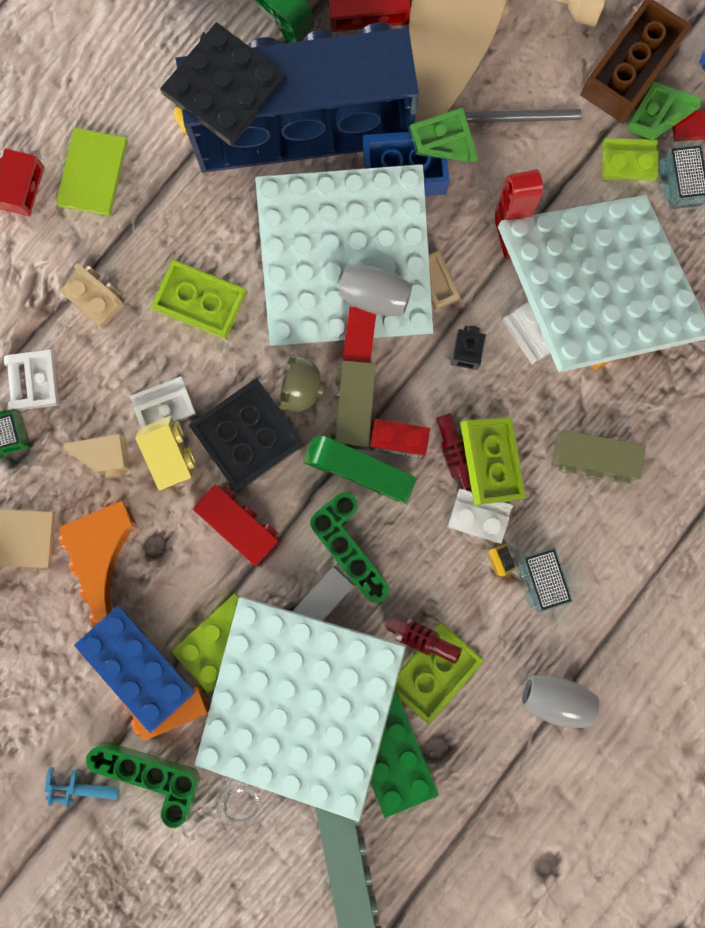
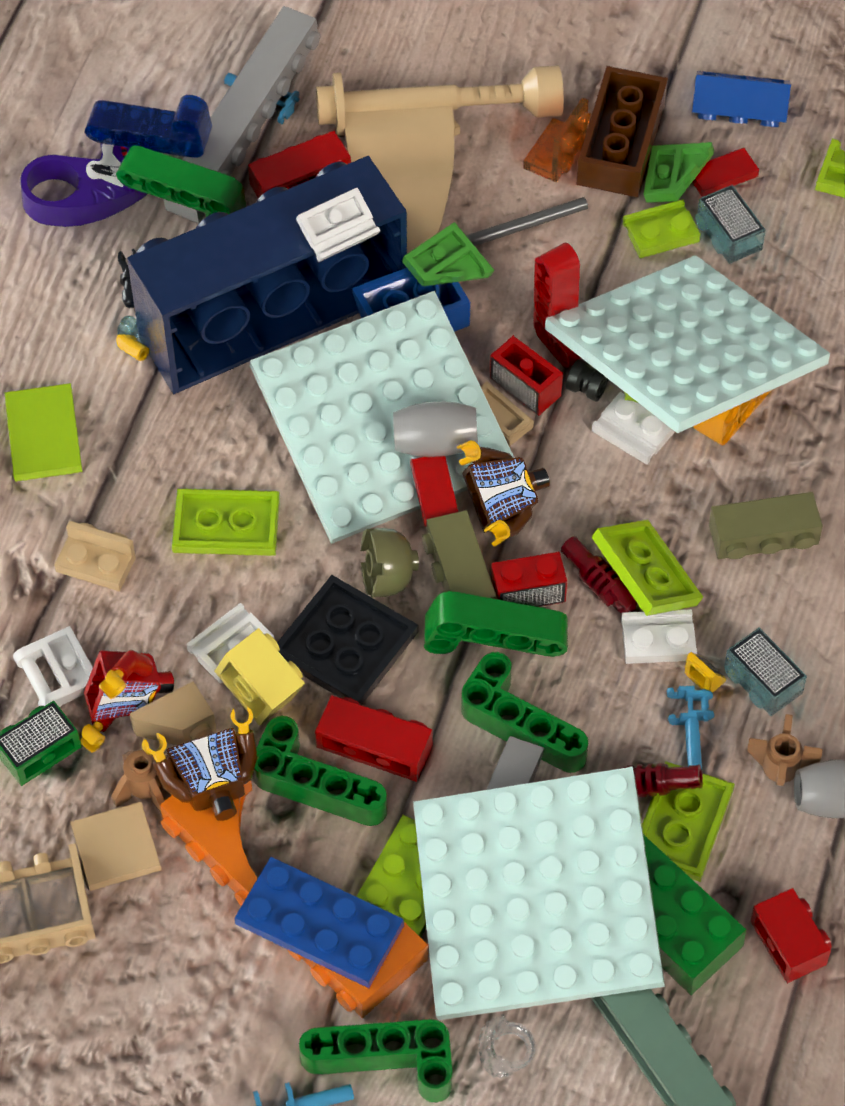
camera: 20 degrees left, 25 degrees down
(65, 497) = (138, 779): none -> medium nougat brick
(66, 420) = (118, 687): none -> torso
(96, 518) = (209, 768): none -> torso
(186, 543) = (369, 798): none -> green beam
(223, 83) = (192, 264): black plate -> none
(354, 89) = (337, 224): none -> white plate
(409, 356) = (501, 489): none -> torso
(464, 356) = (566, 467): black brick -> none
(469, 258) = (526, 375): none -> red brick
(473, 599) = (692, 718): none -> dark azure piece
(473, 799) = (791, 935): none -> red brick
(510, 277) = (586, 380): none -> pearl dark grey wheel
(535, 661) = (783, 754): none -> medium nougat brick
(580, 53) = (559, 144): none -> clear orange bracket

